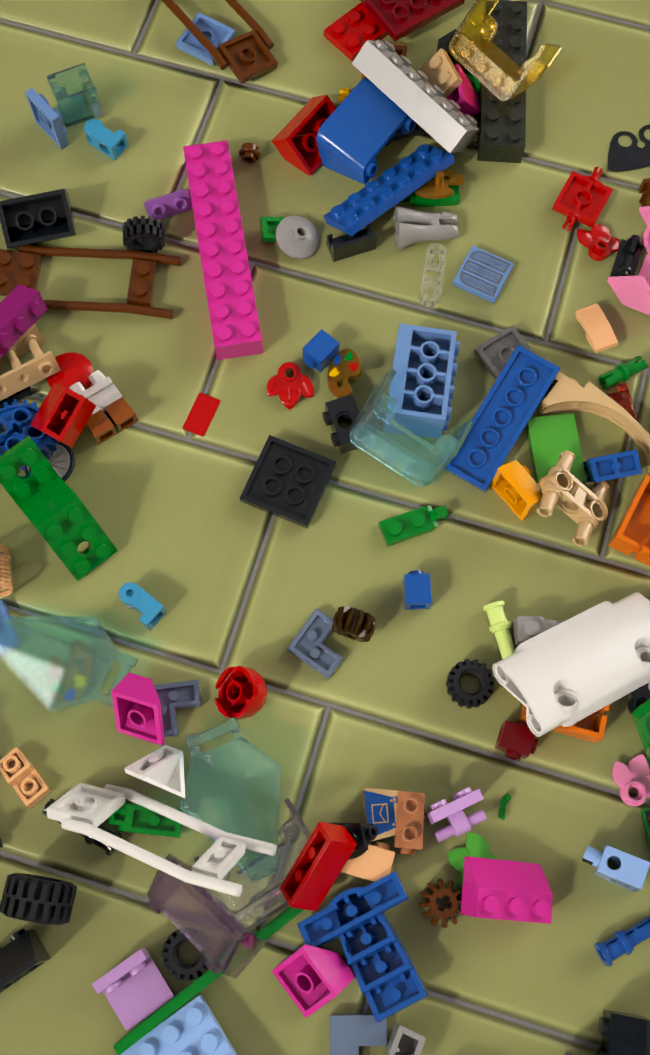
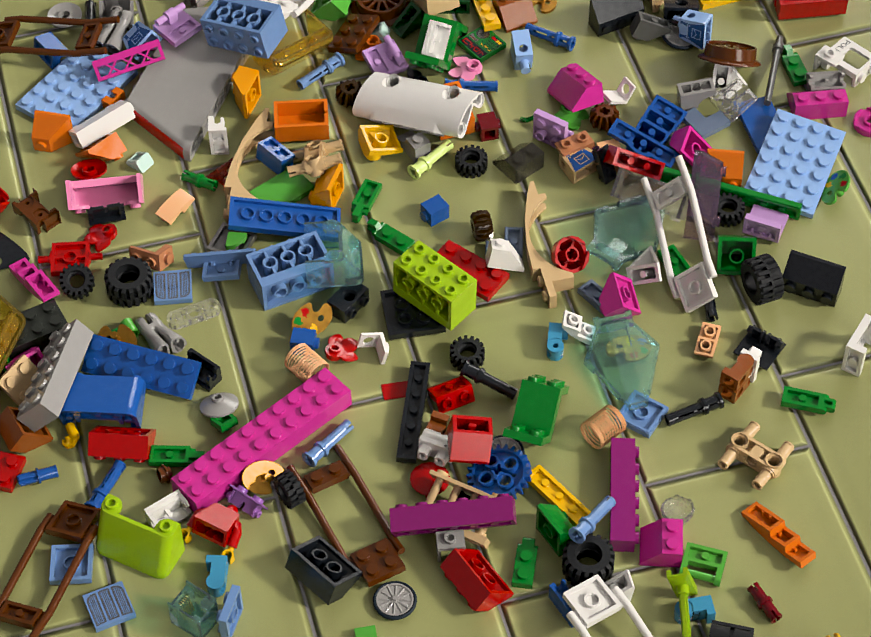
camera: 120 degrees left, 20 degrees down
(112, 908) = (732, 252): none -> green slope
(136, 633) = (576, 328): none -> white slope
(142, 49) = (109, 606): none -> medium blue tile
(147, 490) = (480, 375): none -> black pin
(152, 160) = (217, 525): none -> red torso
(153, 453) = (452, 394): none -> red bracket
(160, 405) = (413, 412): none -> black plate
(177, 297) = (322, 448): none -> medium blue pin
(179, 221) = (257, 477): none -> piece
(189, 487) = (466, 345): none -> black tyre
(202, 74) = (136, 544): none -> lime windscreen
(202, 128) = (170, 507): none -> white hinge
(231, 653) = (547, 275): none -> tan slope
(239, 996) = (734, 161): none -> orange slope
(260, 422) = (378, 341): none -> white bracket
(262, 171) = (173, 455): none -> green hinge
(264, 94) = (107, 484): none -> blue pin
(275, 346) = (302, 362): none -> light nougat piece
(285, 500) = (434, 285): none -> lime brick
(289, 620) = (503, 256): none -> white slope
(308, 578) = (488, 279): none -> red plate
(322, 56) = (37, 475): none -> blue axle
(435, 741) = (521, 161): none -> clear smoke slope
(452, 206) = (129, 323): none -> bright green hinge
(470, 951) = (618, 96): none -> white bracket
(475, 323) = (218, 264): none -> medium blue bracket
(485, 527) = (365, 199): none -> green hinge
(502, 353) = (235, 239): none -> bright green tile
(514, 215) = (129, 270): none -> black tyre
(523, 273) = (156, 260): none -> nougat bracket
(540, 176) = (74, 270): none -> black tyre
(562, 148) = (34, 280): none -> dark pink slope
(564, 592) = (378, 141): none -> yellow slope
(606, 754) = (476, 85): none -> blue pin

